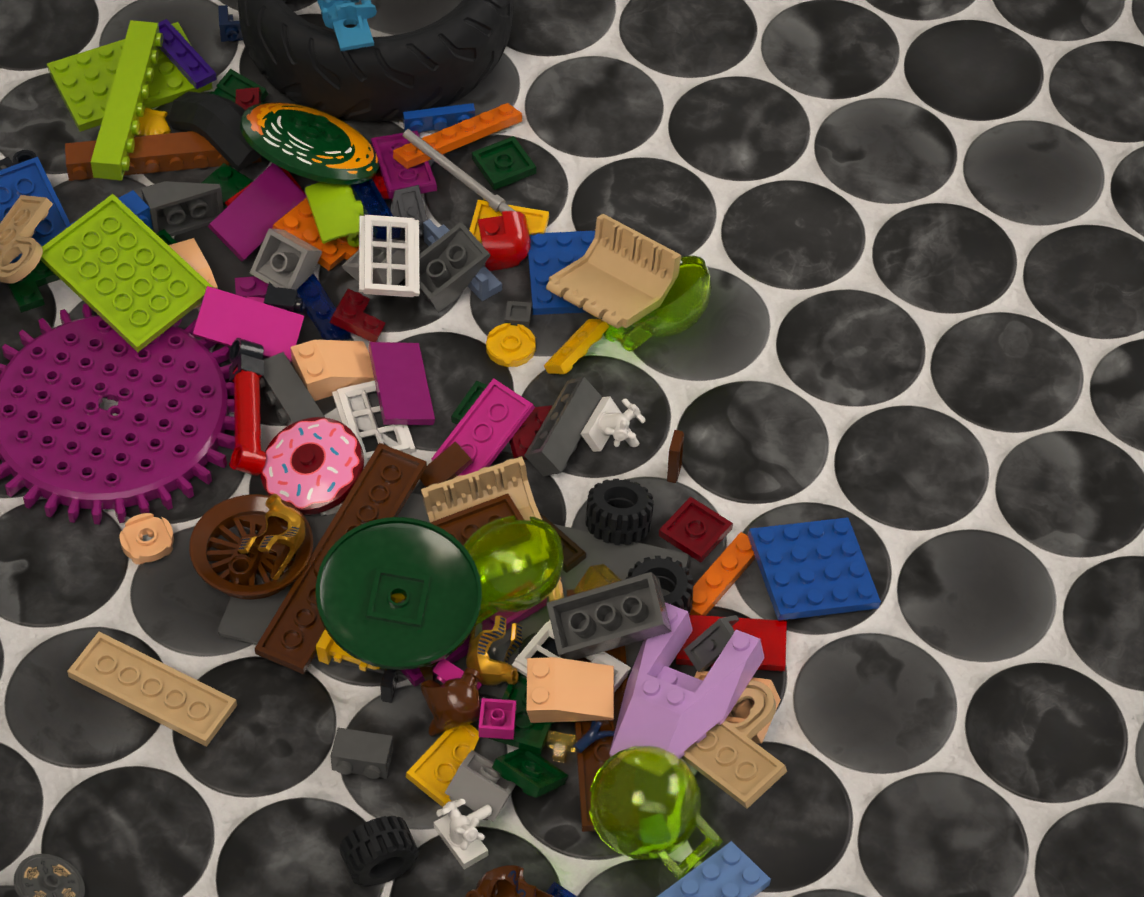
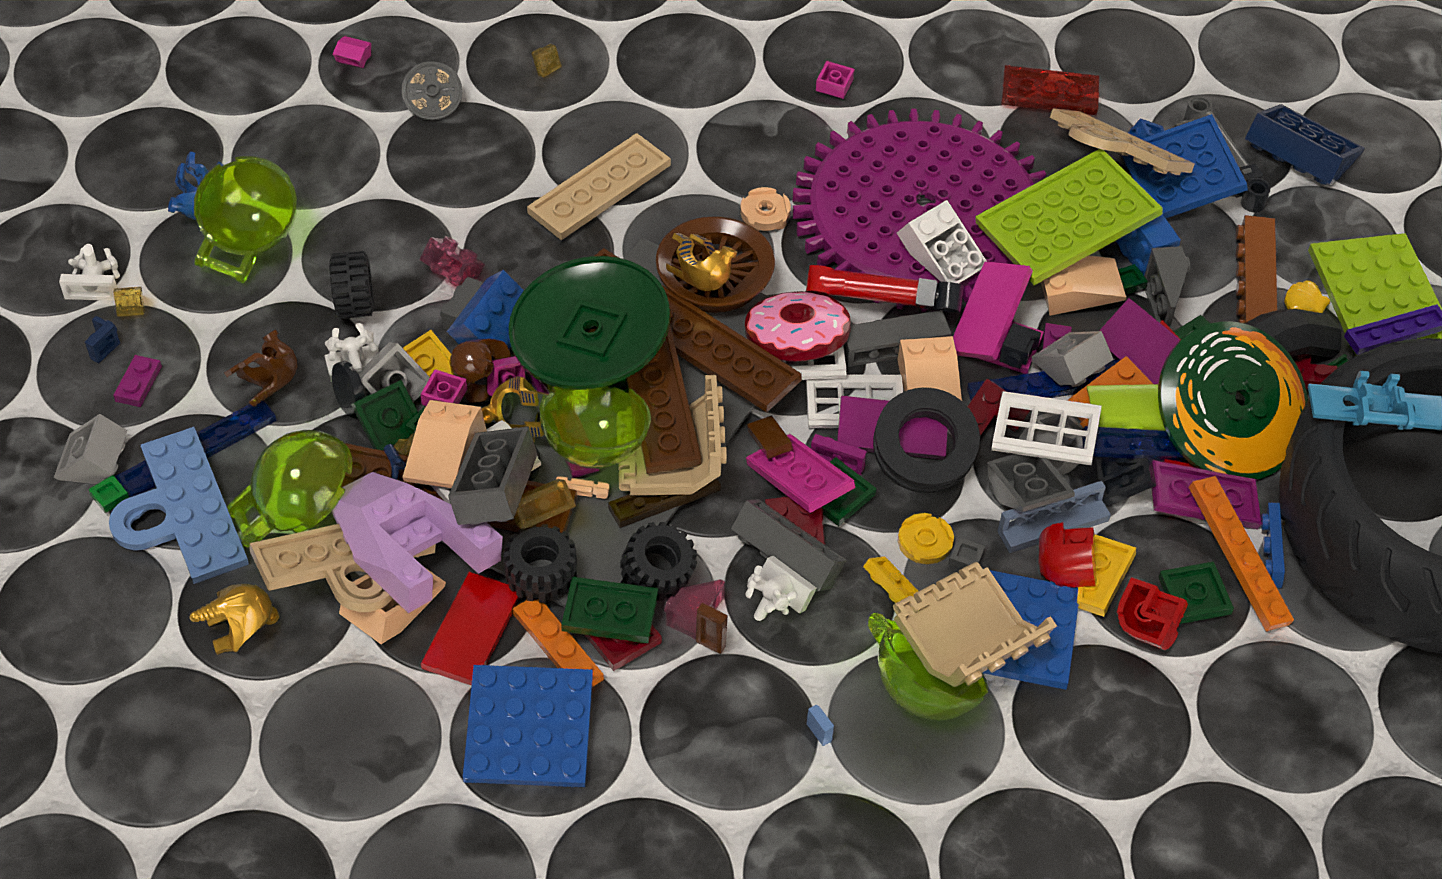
camera: 105 degrees right, 0 degrees up
(126, 100) = (1323, 263): lime brick -> none
(180, 368) = (942, 244): none -> white slope
(308, 781) = (450, 260): none -> clear pink brick
(382, 712) = (488, 311): none -> blue brick
(411, 375) = (938, 406): none -> black tyre
(445, 407) = (848, 454): none -> magenta plate
(495, 201) = (1123, 556): light grey bar -> none
(510, 815) = (346, 386): none -> black tile
(544, 181) = (1150, 614): none -> red brick
(655, 477) = (682, 609): none -> clear pink slope
(685, 530) = (609, 609): none -> dark green plate
(710, 643) = (455, 576): dark grey panel -> none
(730, 374) = (820, 725): none -> medium blue tile
(800, 805) = (244, 608): none -> pearl gold piece

